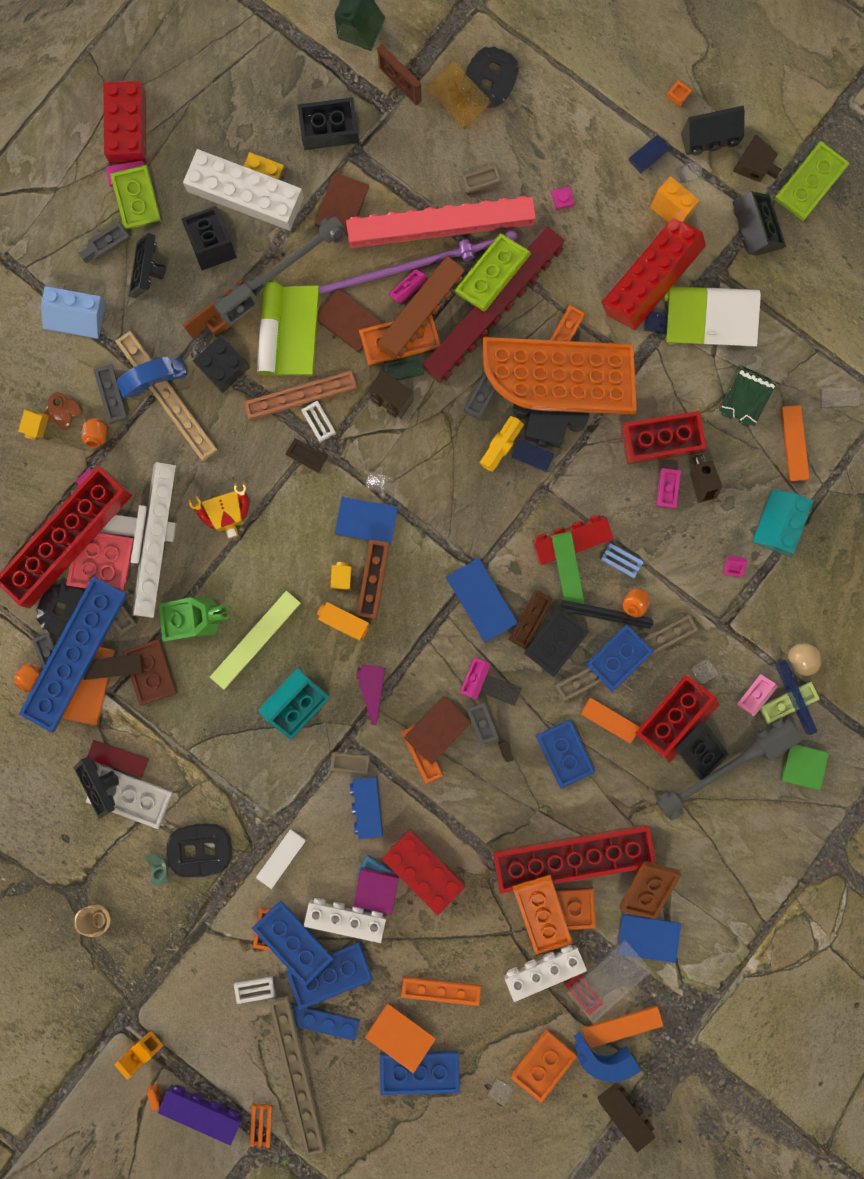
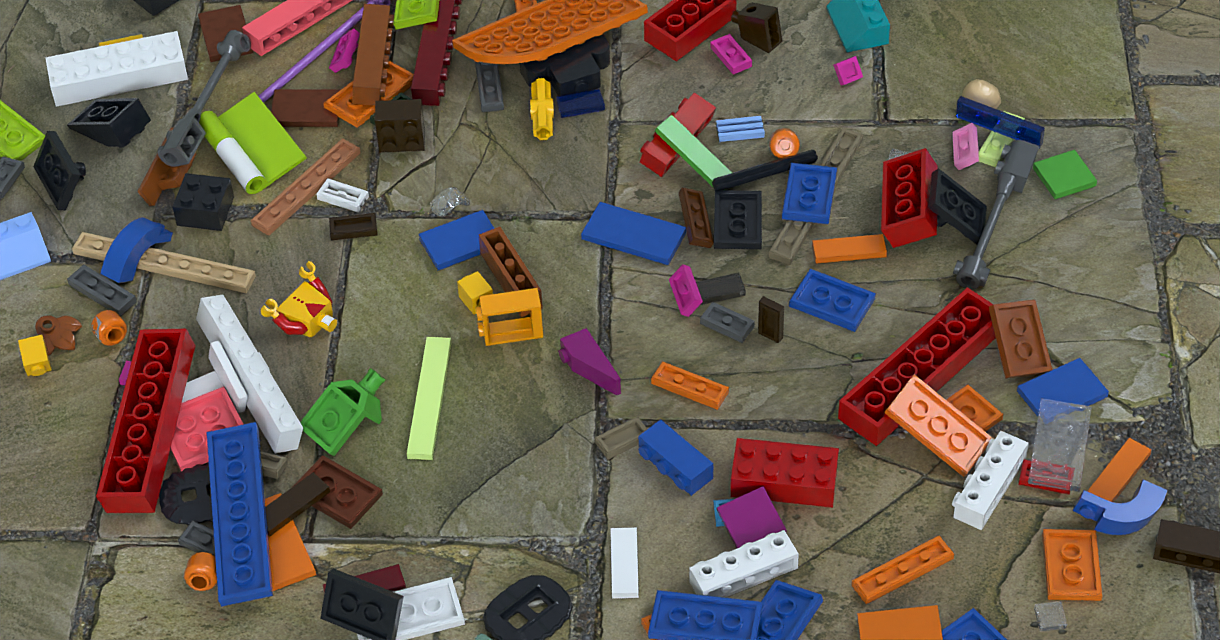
camera: 35 degrees left, 35 degrees down
(293, 704) = (518, 419): teal slope -> none
(437, 730) = (686, 352): copper tile -> none

